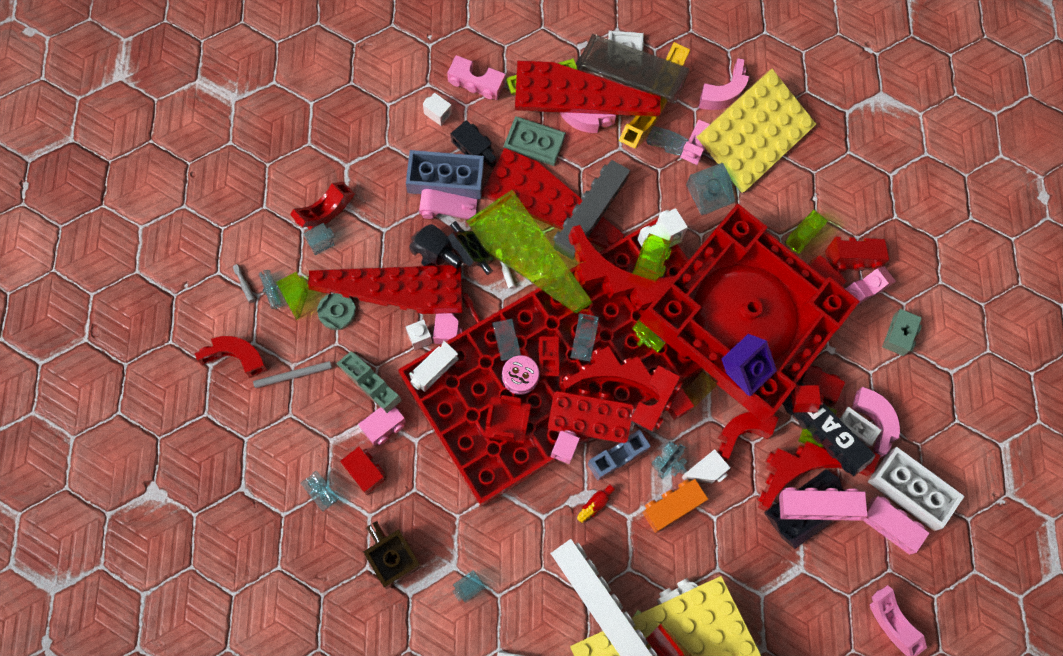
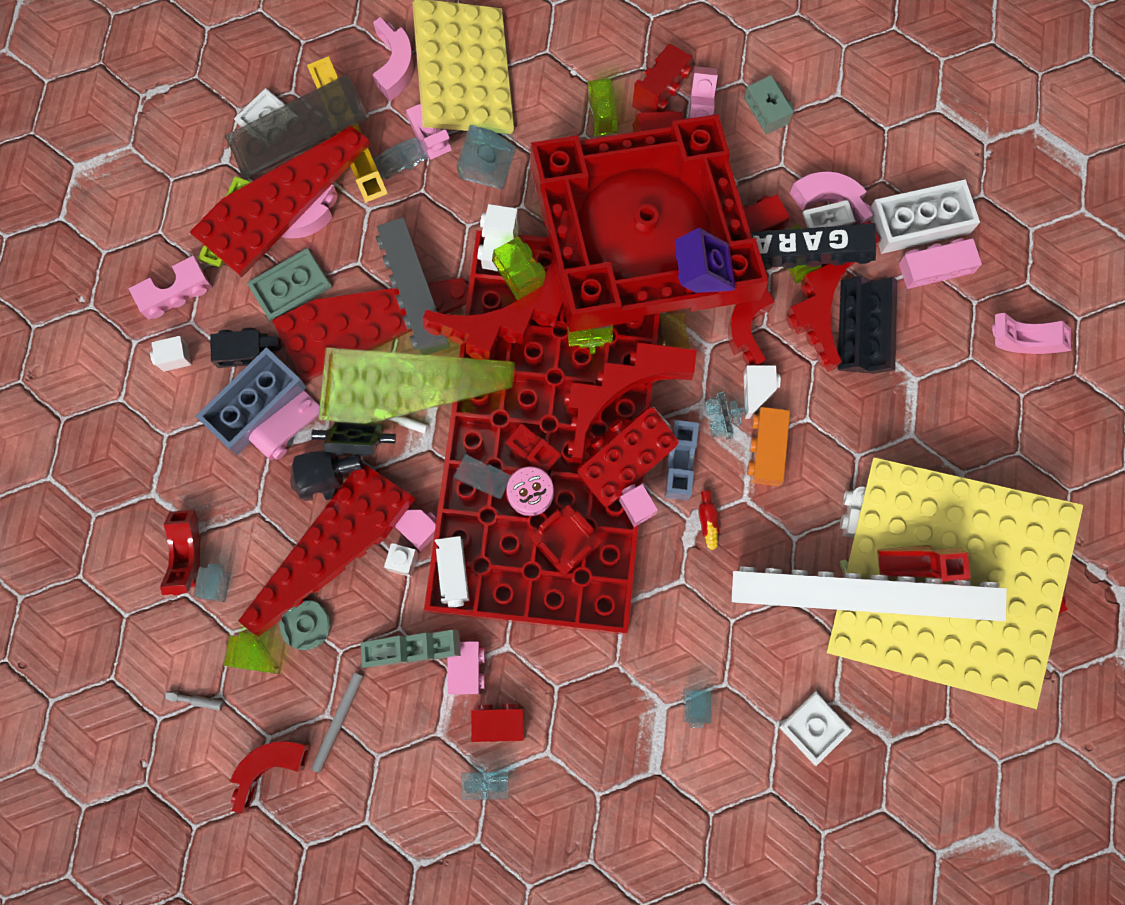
camera: 45 degrees left, 5 degrees up
(270, 289) = (225, 677): clear light blue pin -> none
(386, 546) = (598, 774): dark brown brick -> none
(469, 304) = (411, 485): red piece -> none
(584, 337) = (542, 396): clear light blue brick -> none
(667, 384) = (674, 399): red arch -> none
(806, 398) = (773, 240): red brick -> none
(823, 504) = (878, 310): bright pink brick -> none

